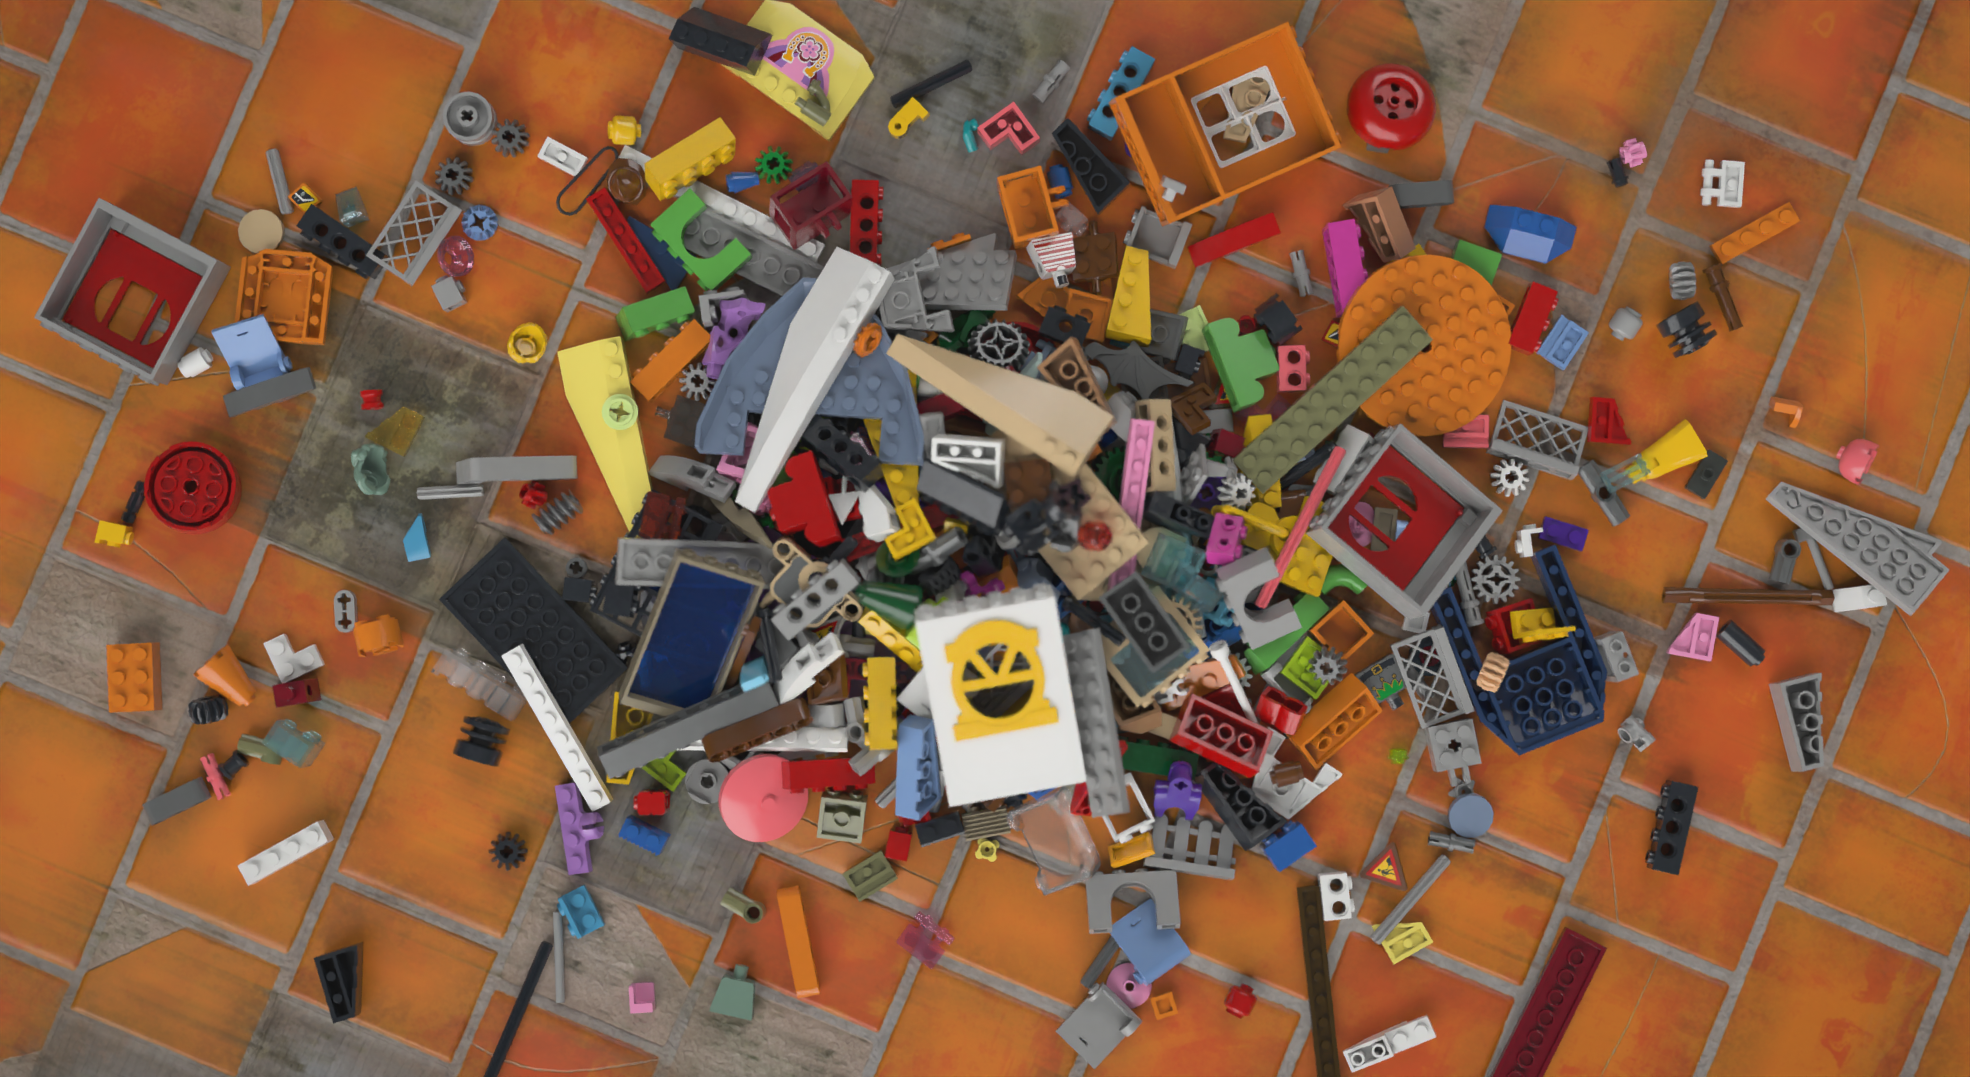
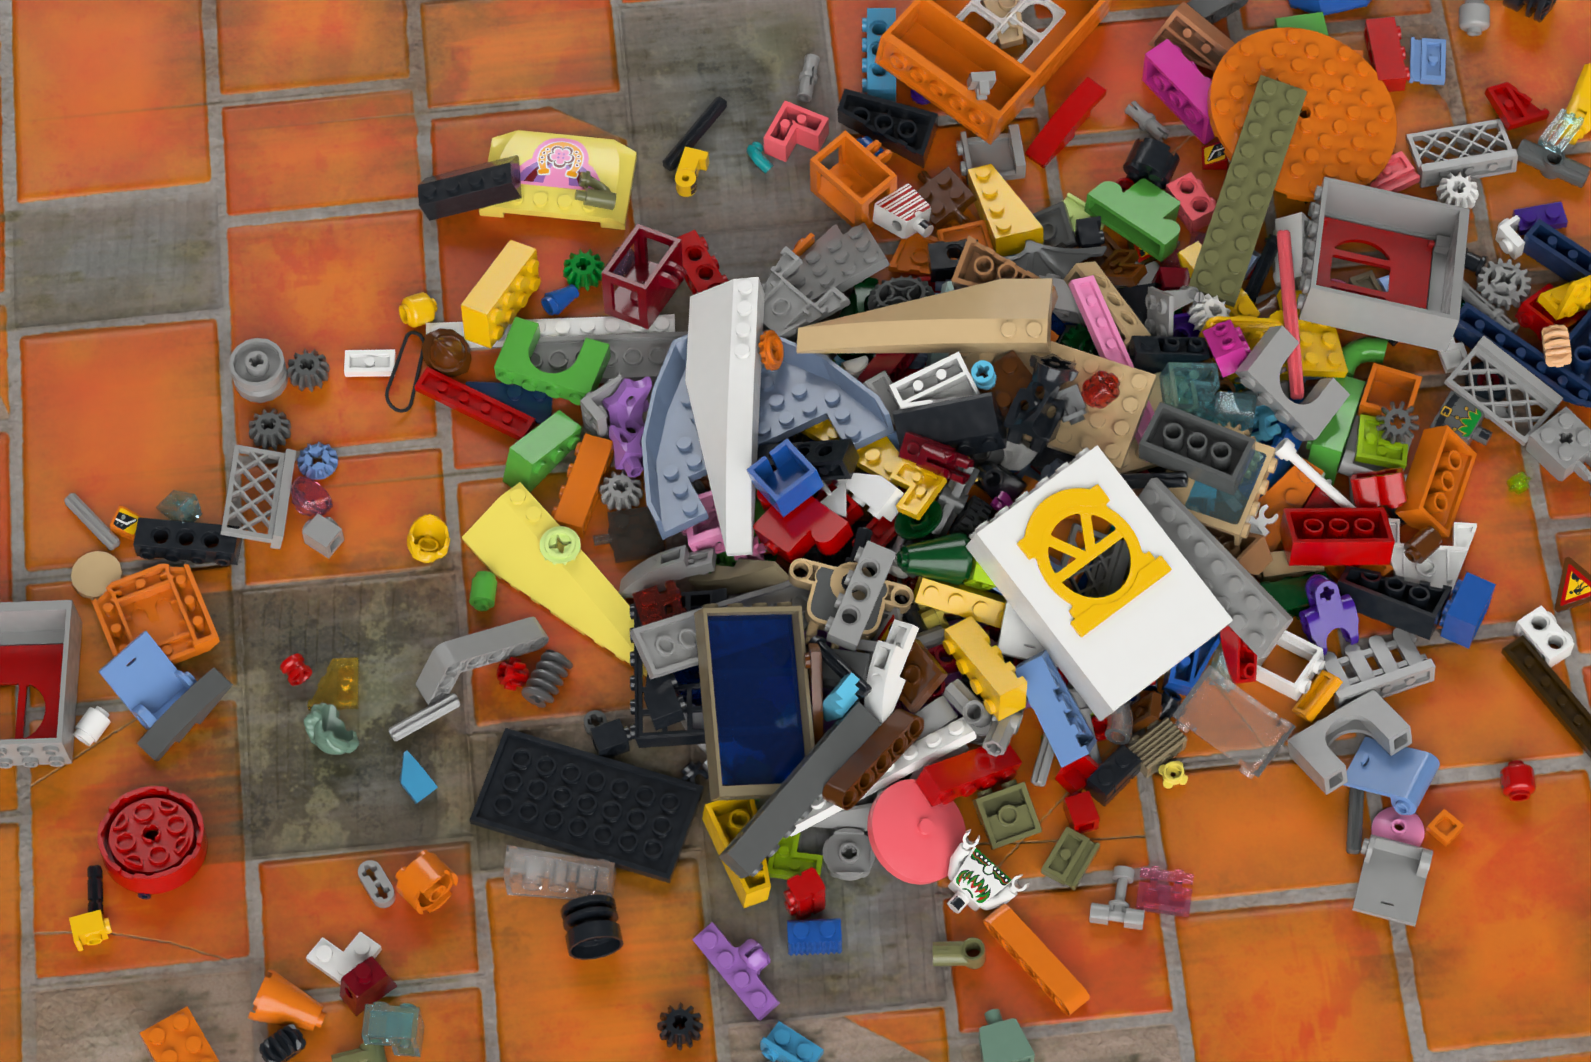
camera: 25 degrees left, 25 degrees down
(548, 410) = (483, 590): none -> bright green brick
(557, 727) = (664, 876): white plate -> none
(789, 860) = (978, 880): none -> white torso
(809, 474) = (790, 483): none -> blue piece
(882, 936) = (1118, 909): none -> light grey bar
(936, 518) = (935, 457): none -> dark red plate
(1008, 477) = (981, 382): none -> medium azure bush
(1072, 220) = (905, 174): clear brick -> none

